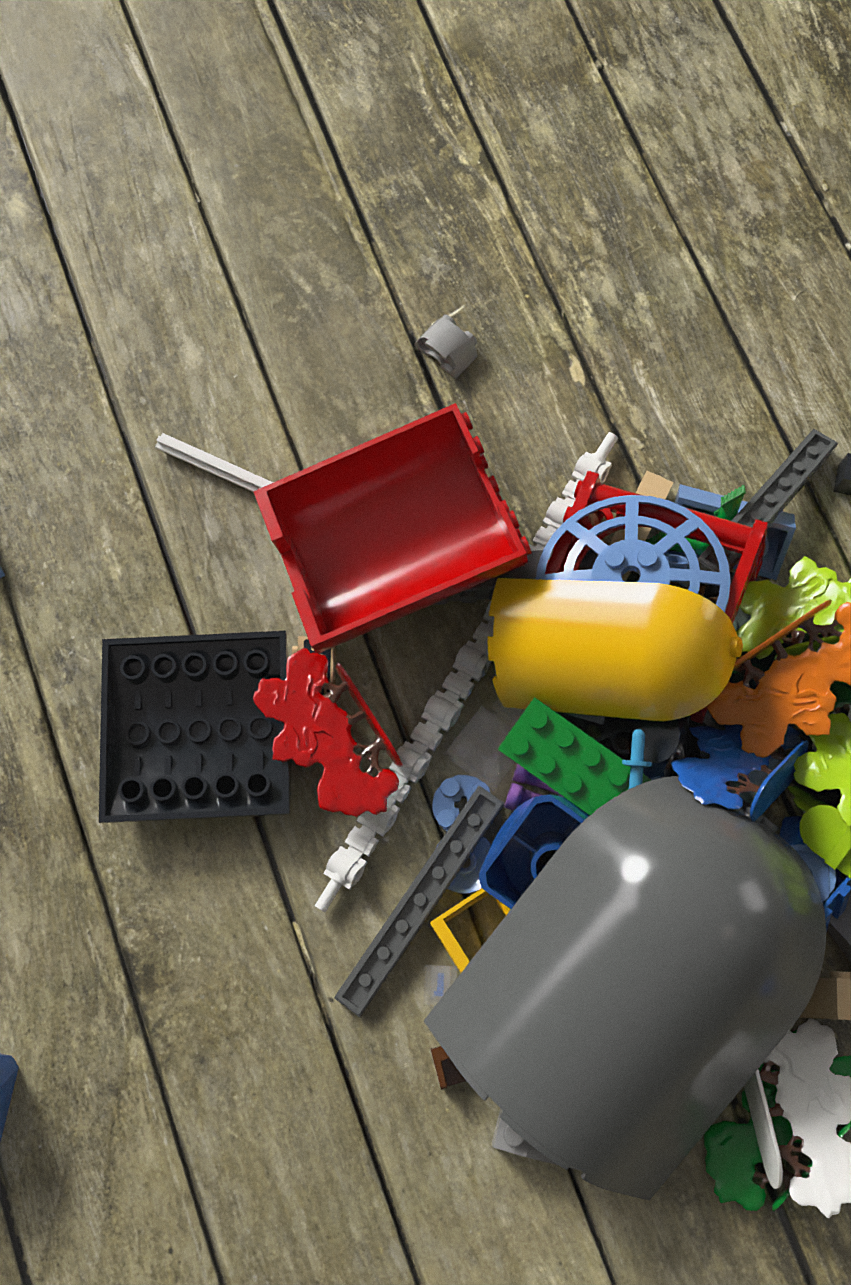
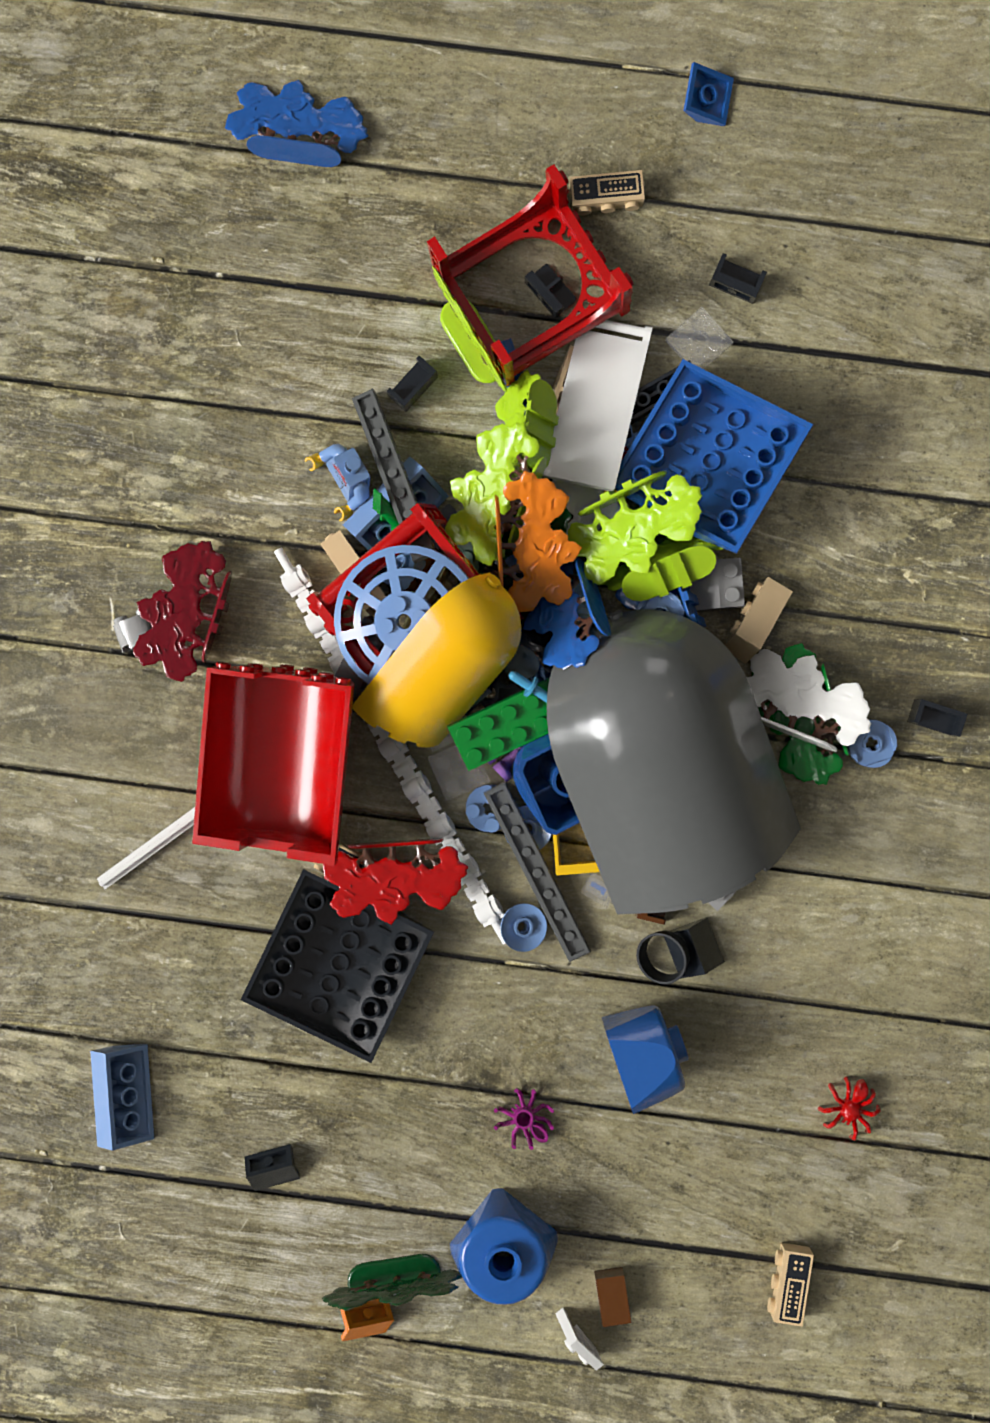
camera: 65 degrees left, 15 degrees up
(117, 1047) = (524, 1119): none -> magenta animal
(268, 1155) = (646, 1055): none -> blue piece
(350, 934) = (534, 927): none -> medium blue dish
(376, 1098) = (649, 970): none -> black tyre
(429, 1146) = (702, 945): none -> black slope
(490, 368) = (178, 612): none -> dark red plant
(736, 462) = (348, 473): none -> medium blue torso
(802, 1255) = (883, 750): none -> medium blue plate

